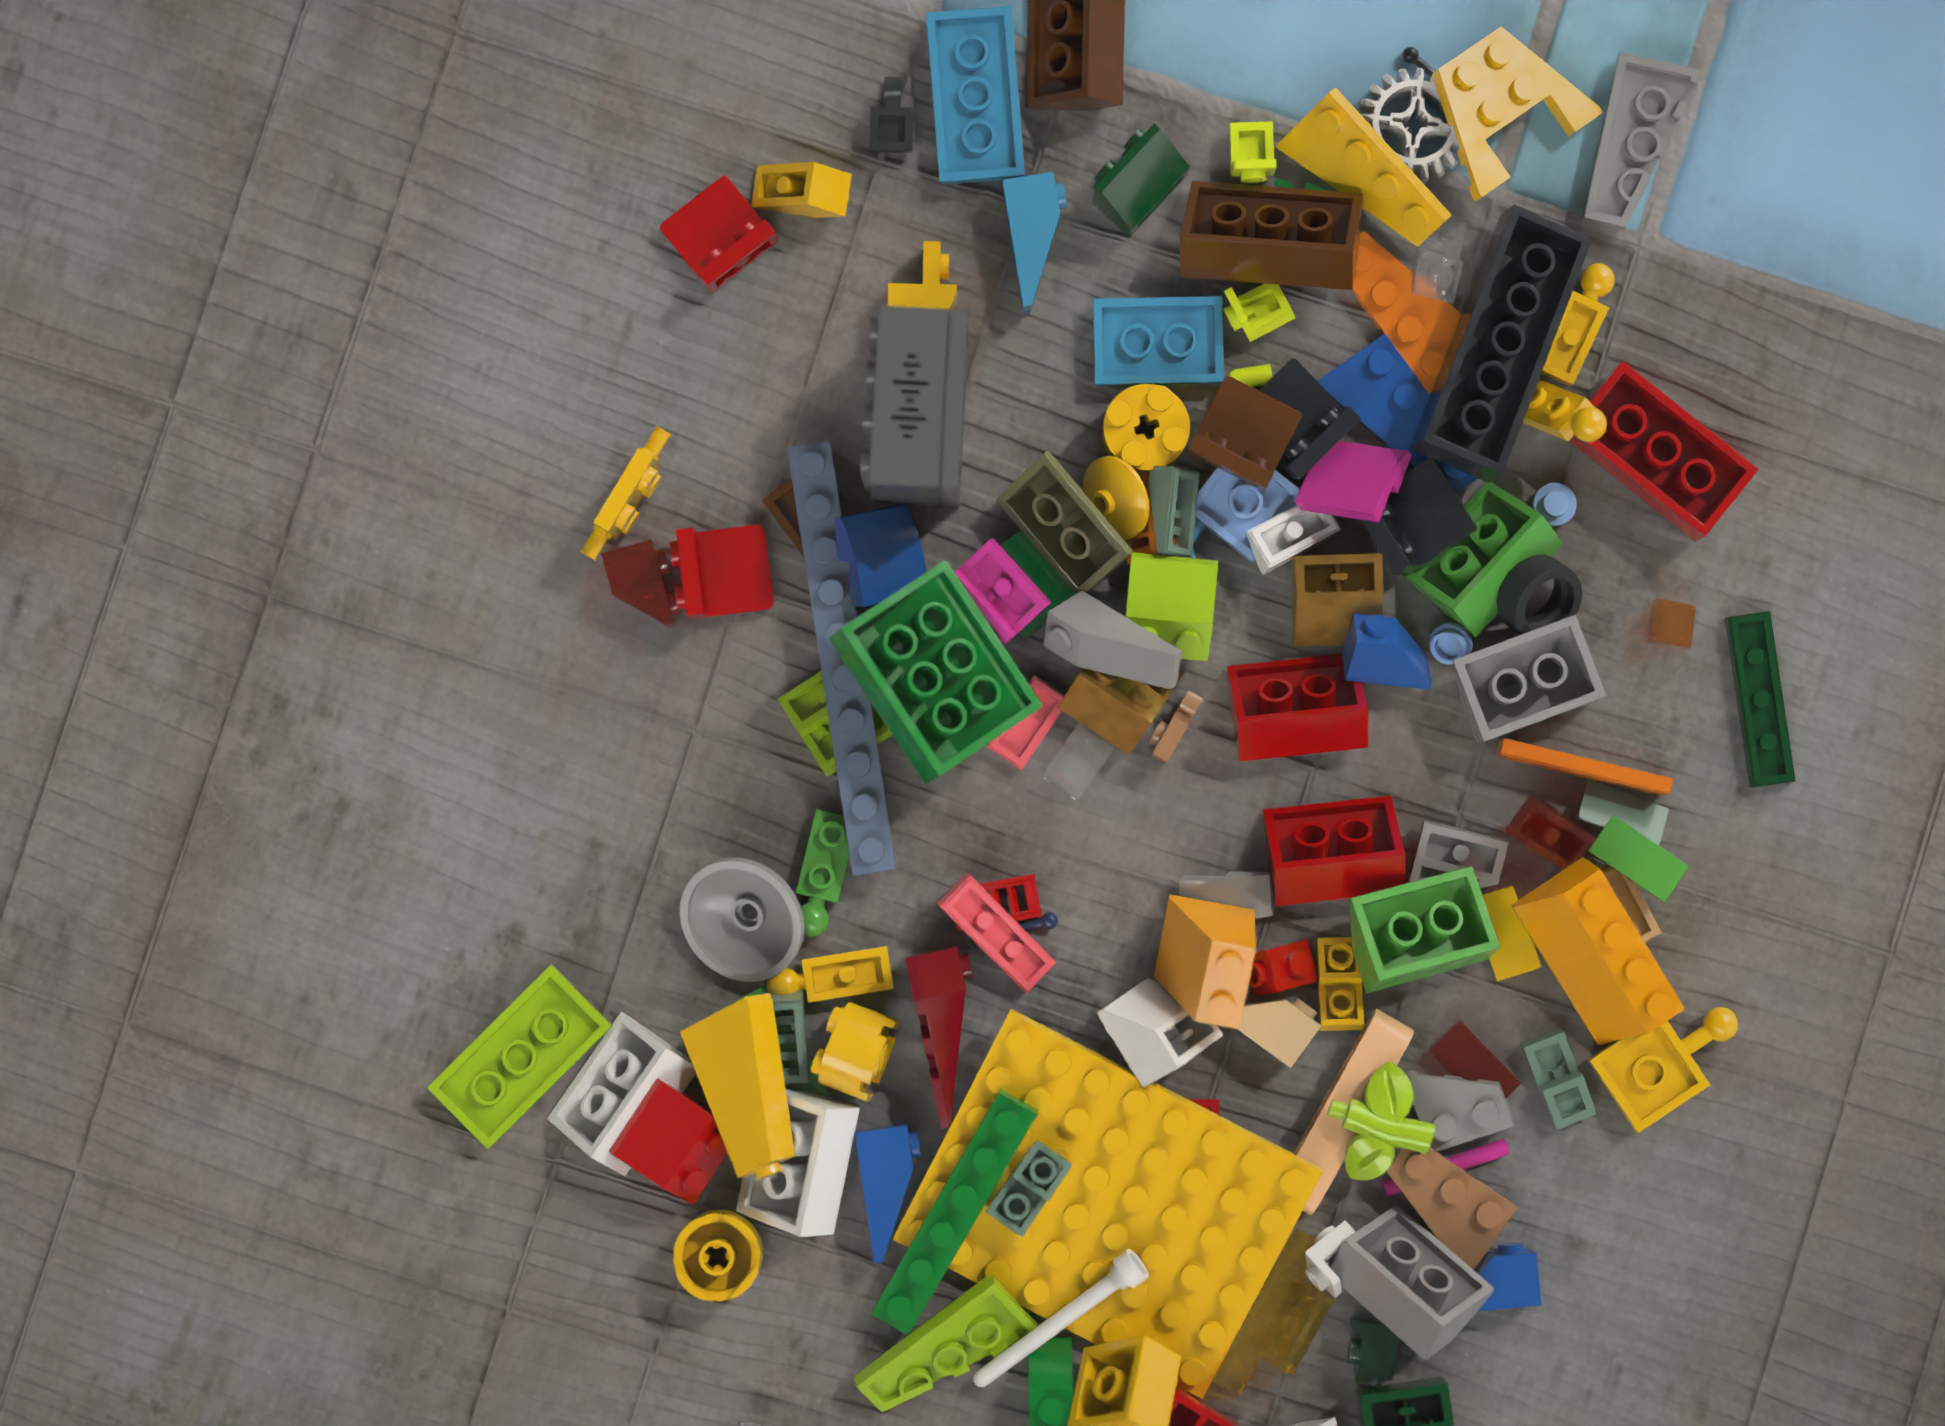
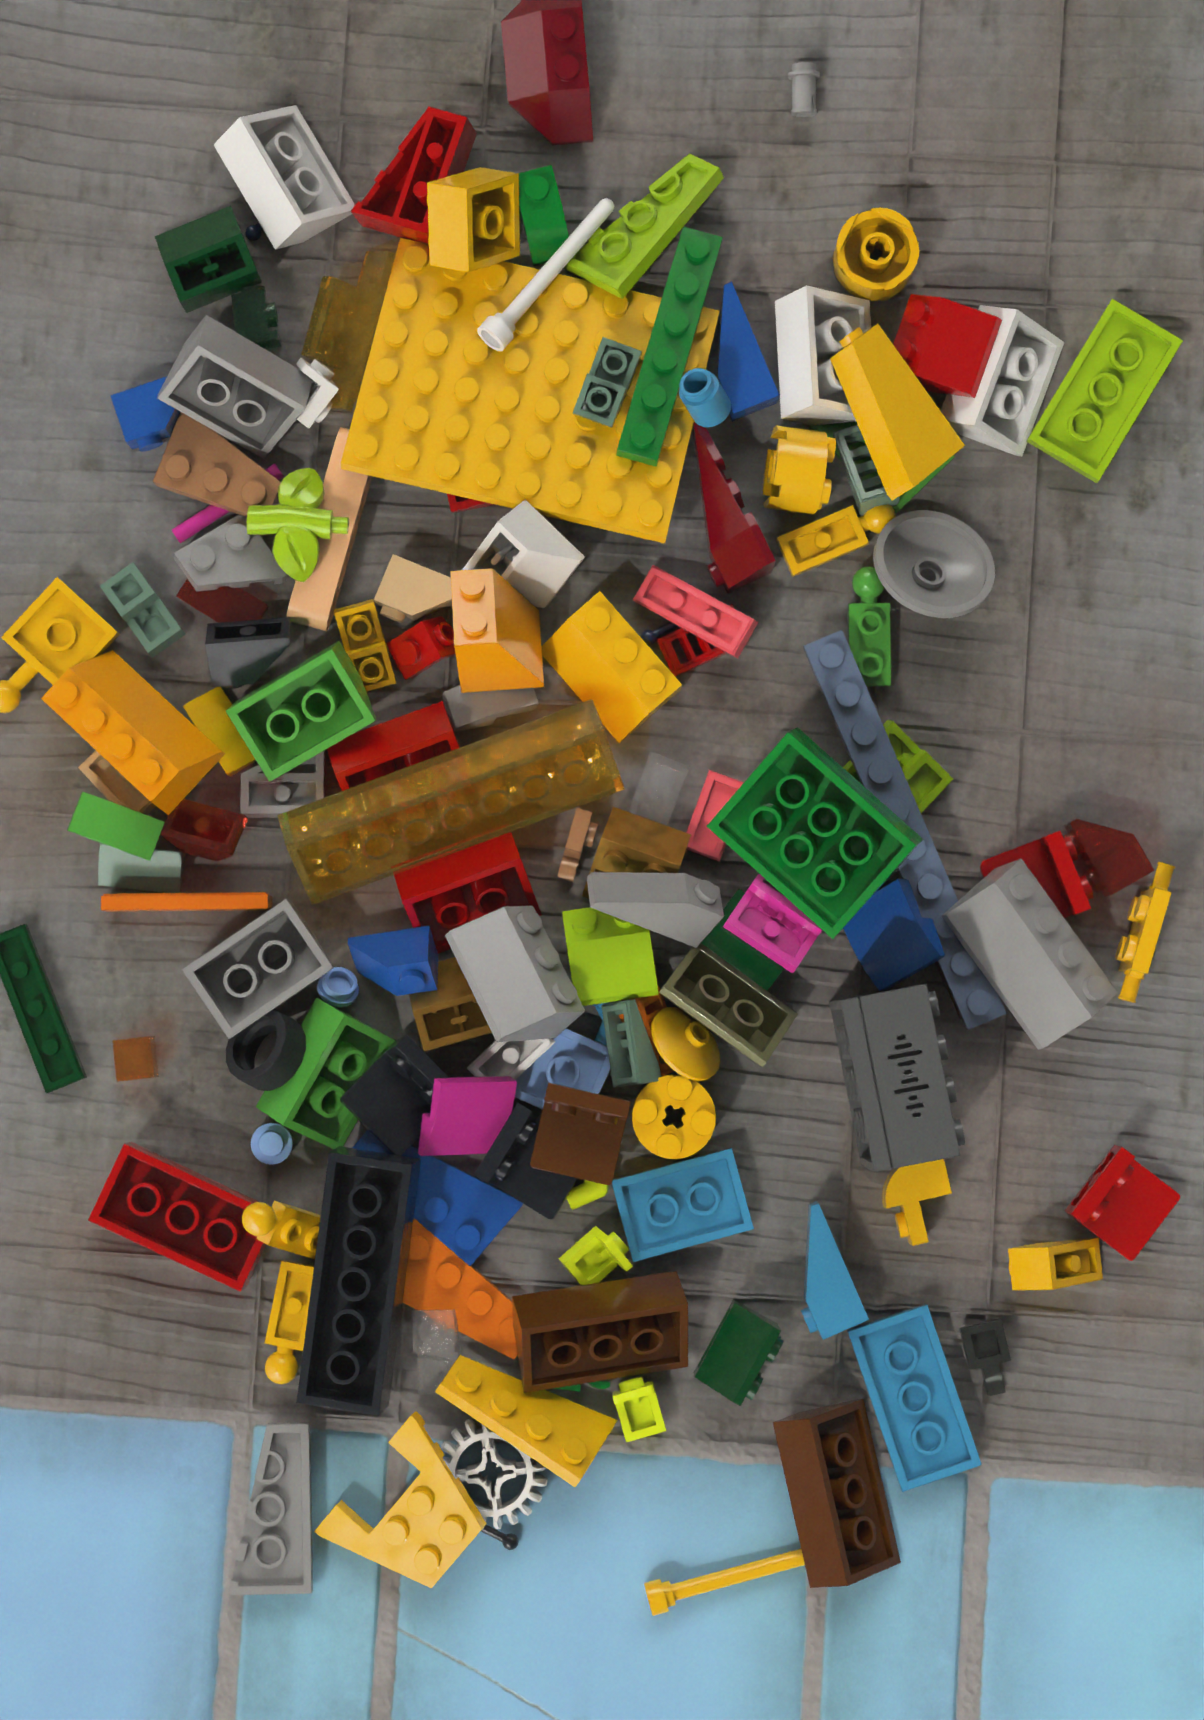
camera: 170 degrees right, 0 degrees up
(749, 500) = (1029, 953): none -> light grey slope
(933, 1146) = (704, 397): none -> dark azure brick
(1096, 898) = (611, 665): none -> yellow slope
(1271, 606) = (515, 974): none -> light grey slope
(1293, 798) = (451, 802): none -> clear yellow brick
(1464, 1009) = (244, 649): none -> black slope

